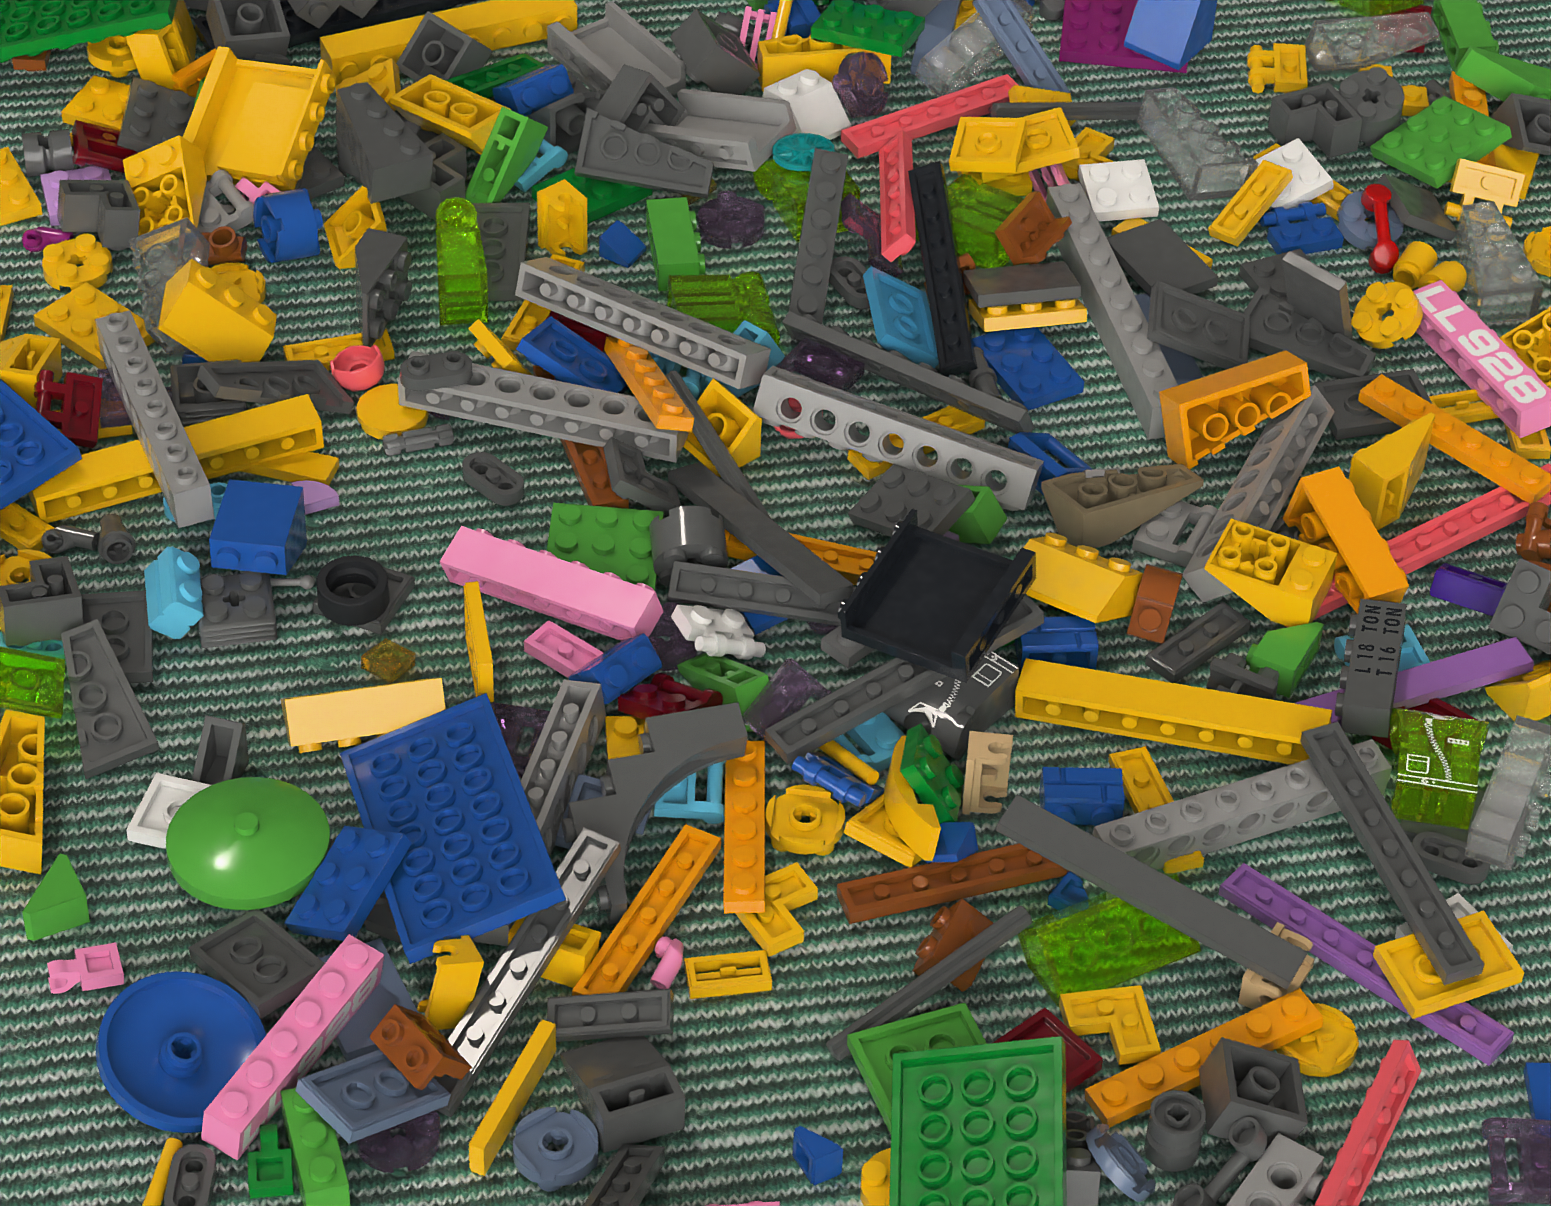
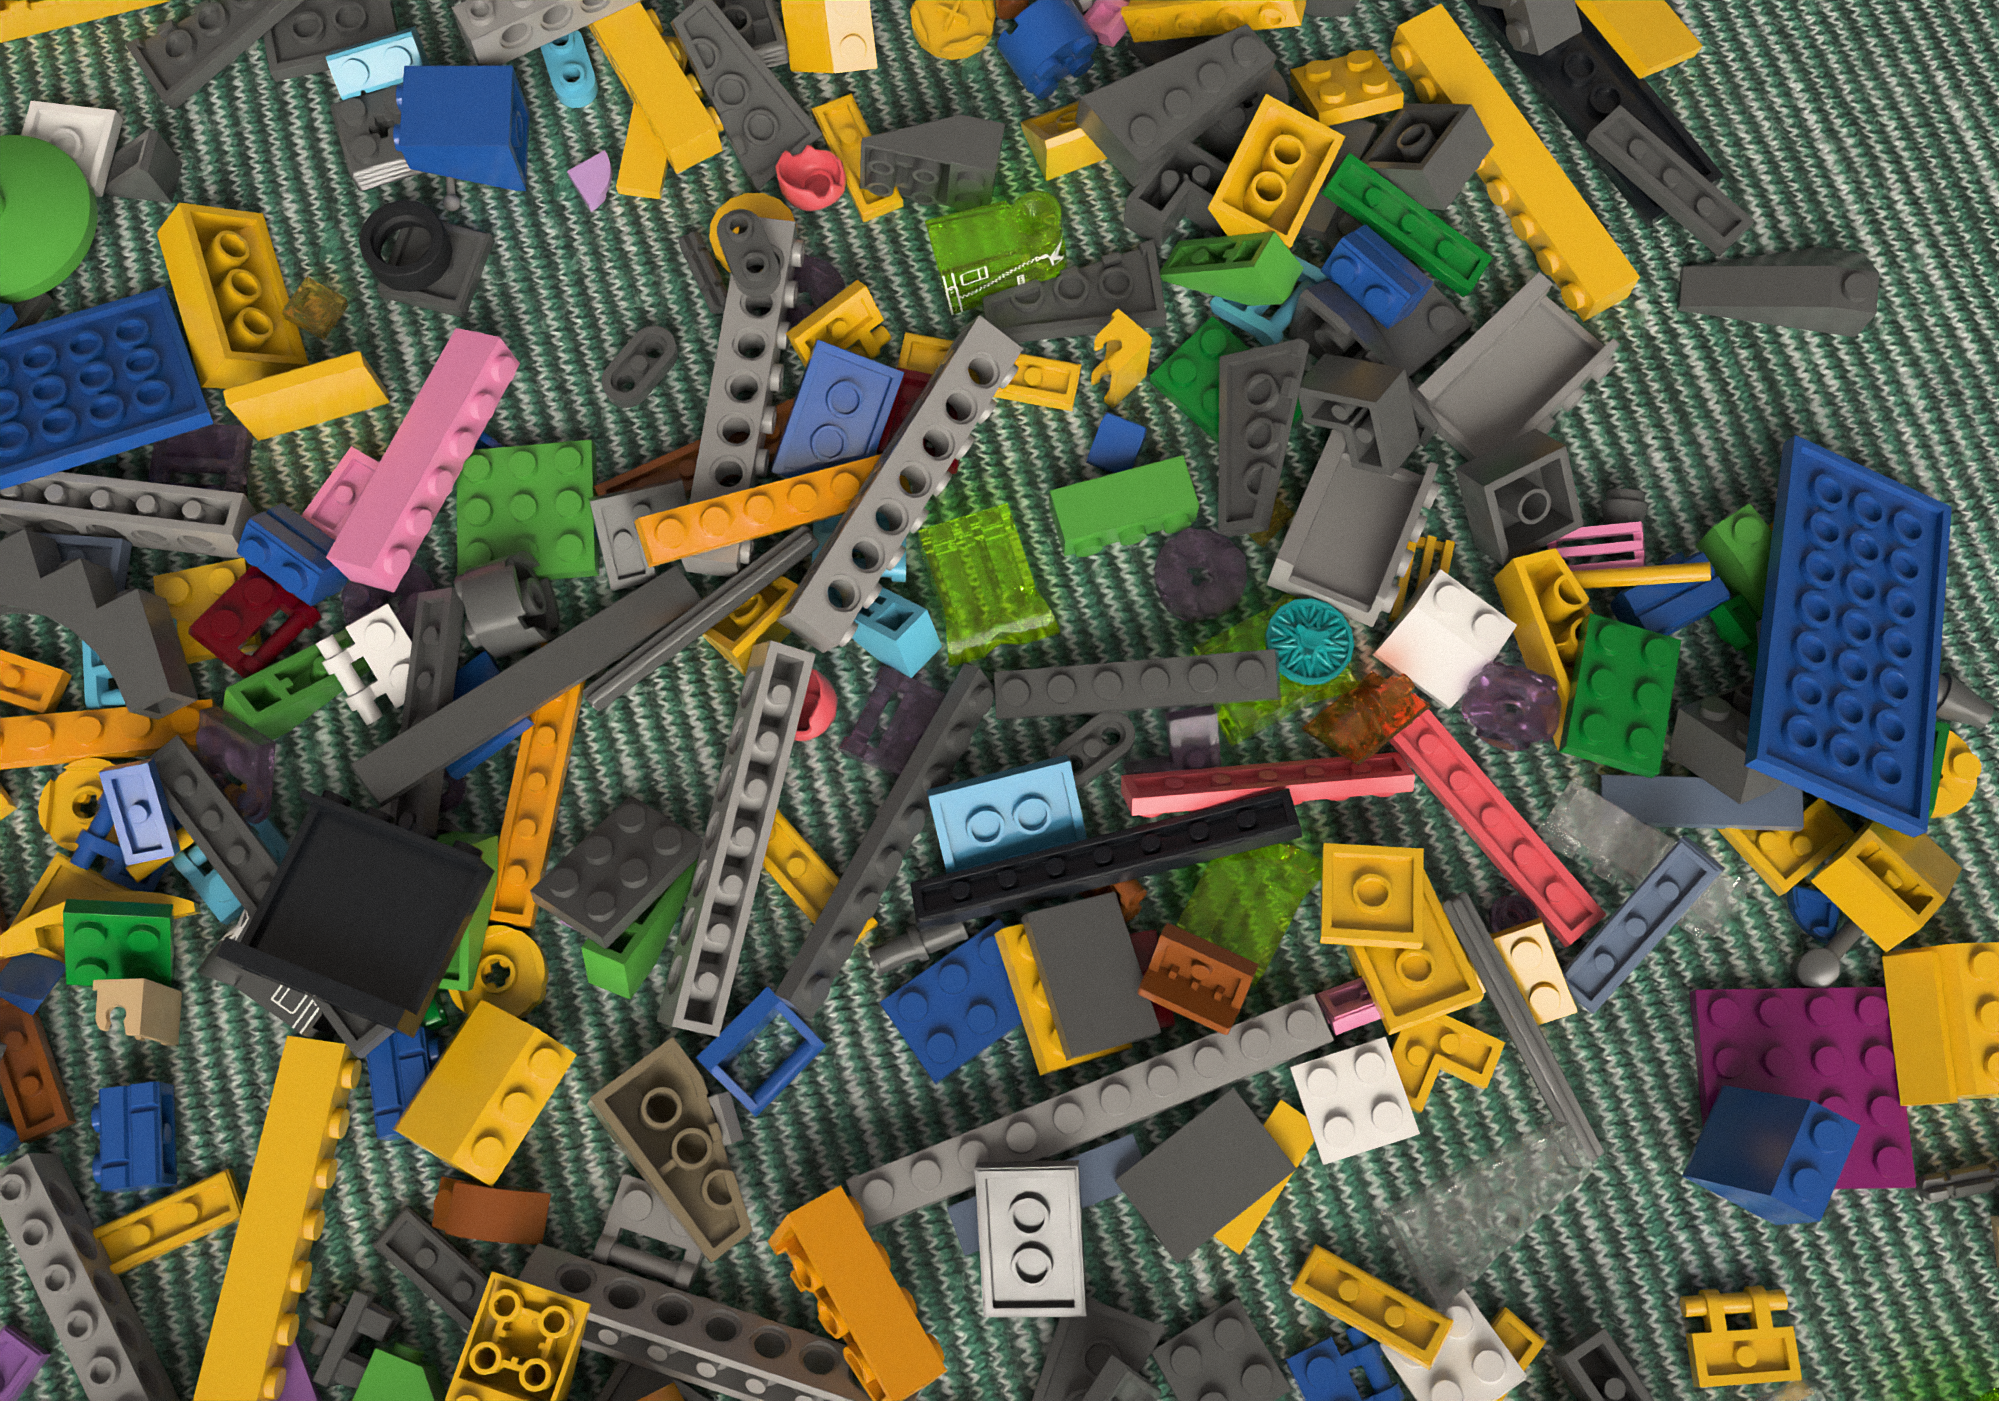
camera: 85 degrees right, 30 degrees up
(829, 742) = (139, 811): none -> plate
(861, 141) = (1367, 716): none -> clear orange hinge

